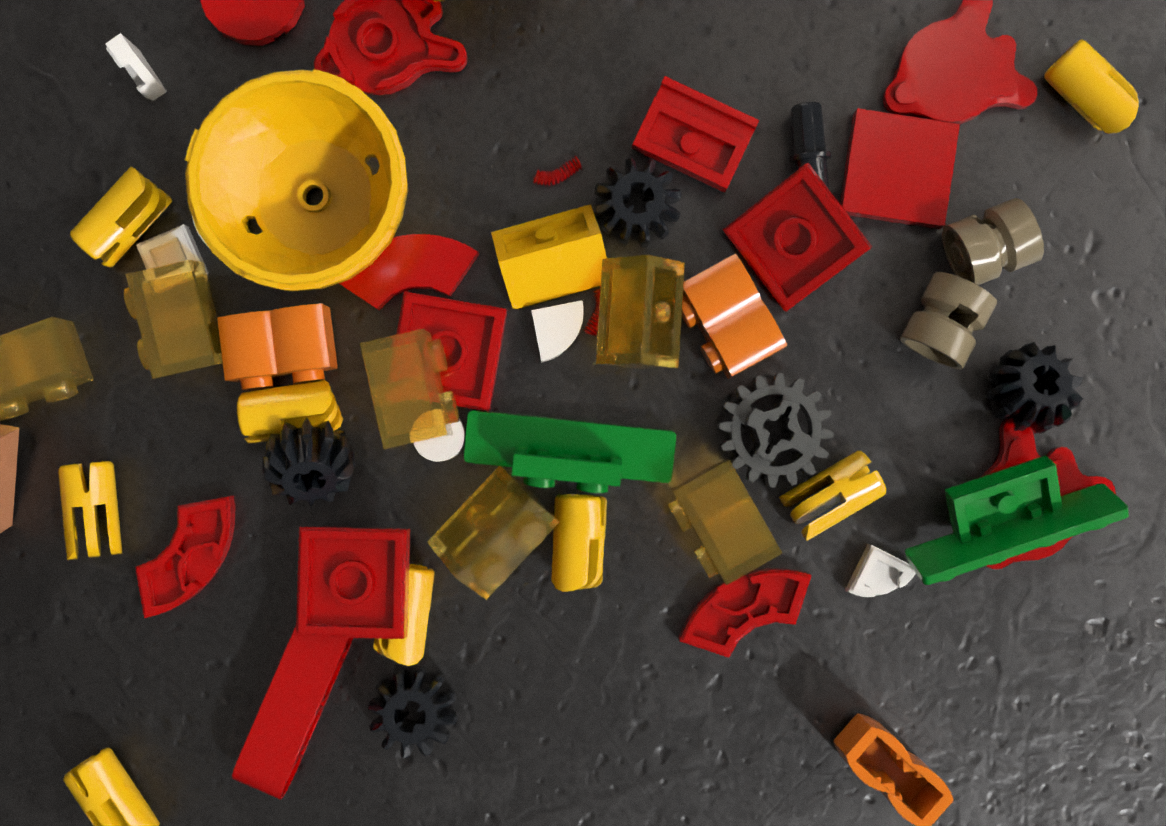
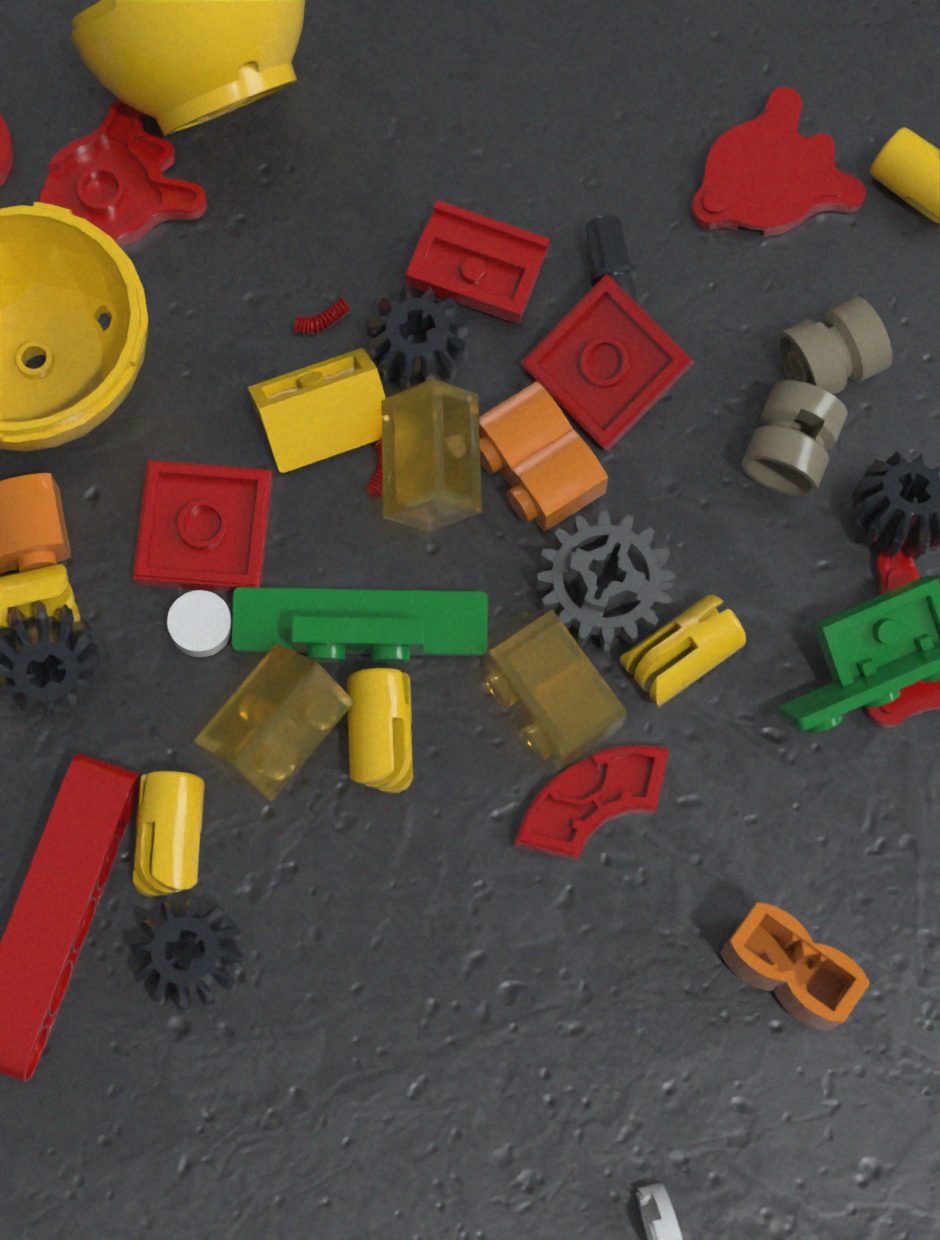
camera: 15 degrees left, 15 degrees down
(353, 582) = (105, 788): red tile -> none
(409, 388) = (160, 561): clear yellow brick -> none
(413, 263) = (151, 429): red tile -> none
(557, 328) = (334, 488): white tile -> none
(879, 573) = (753, 743): white tile -> none
(899, 168) = (719, 283): red tile -> none

